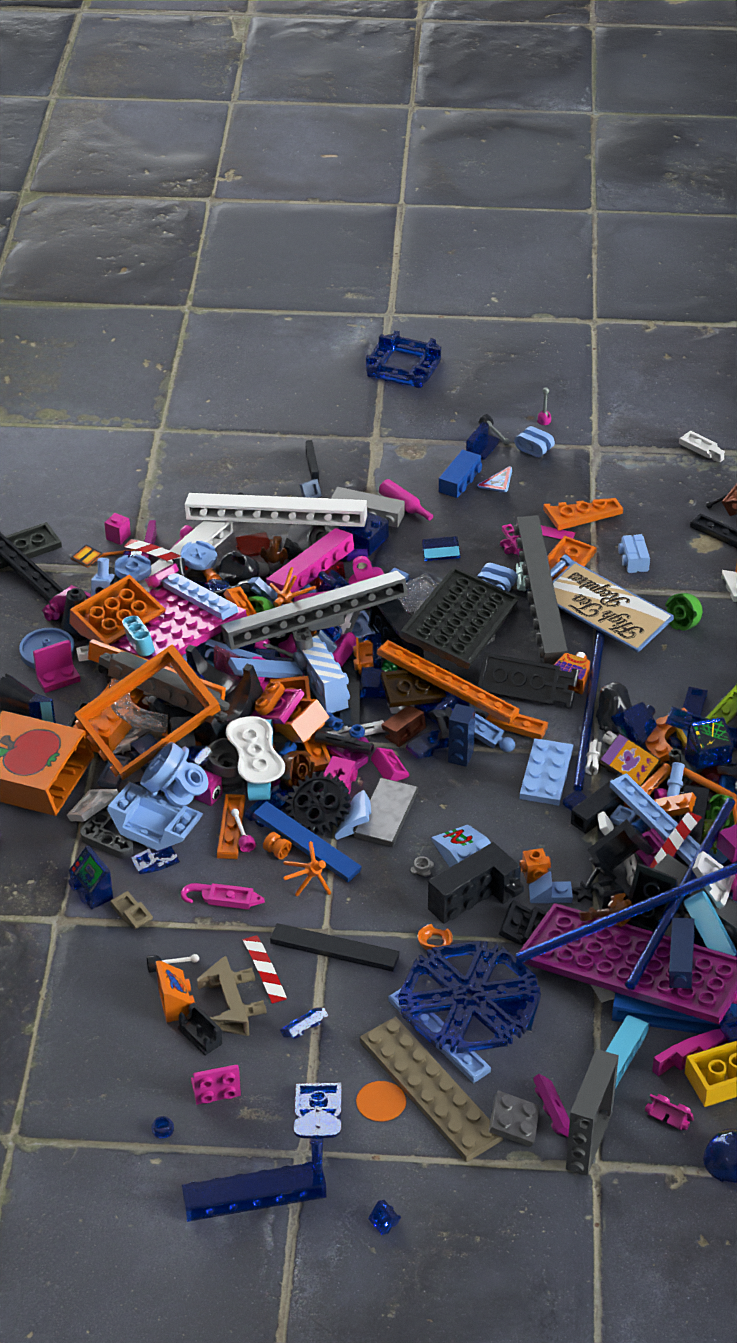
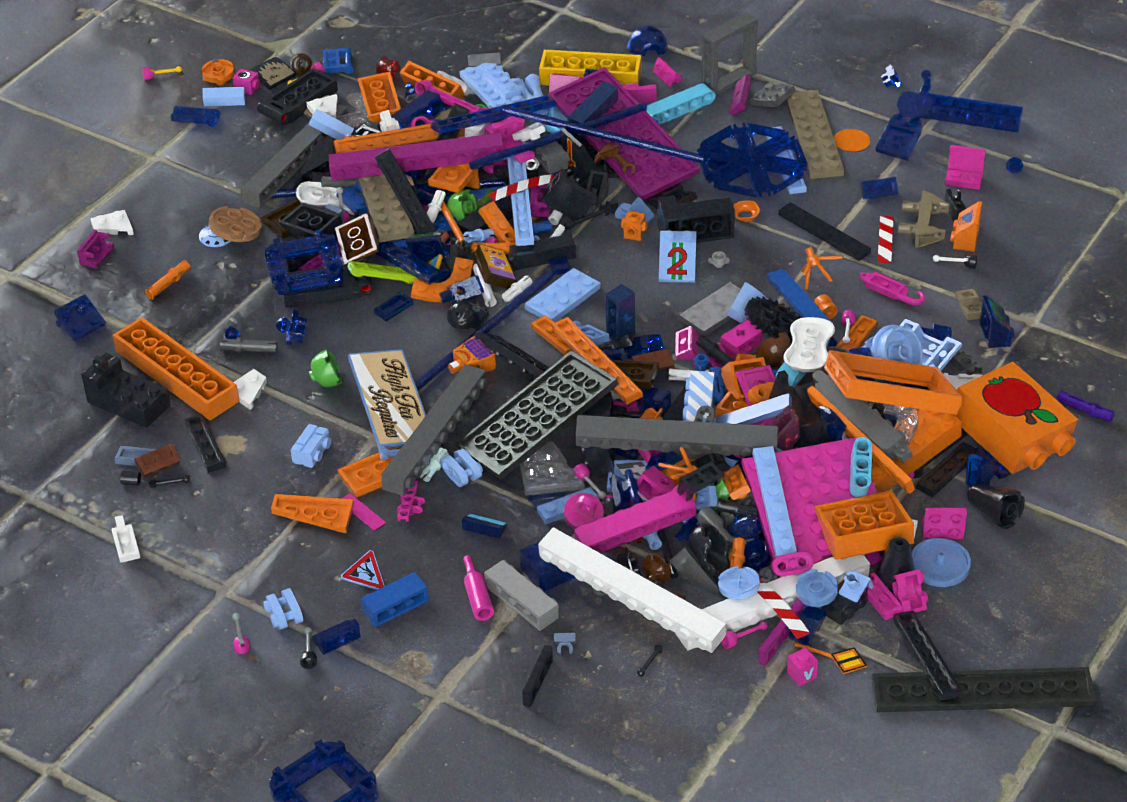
camera: 150 degrees left, 0 degrees up
(269, 579) = (699, 479): none -> black hinge

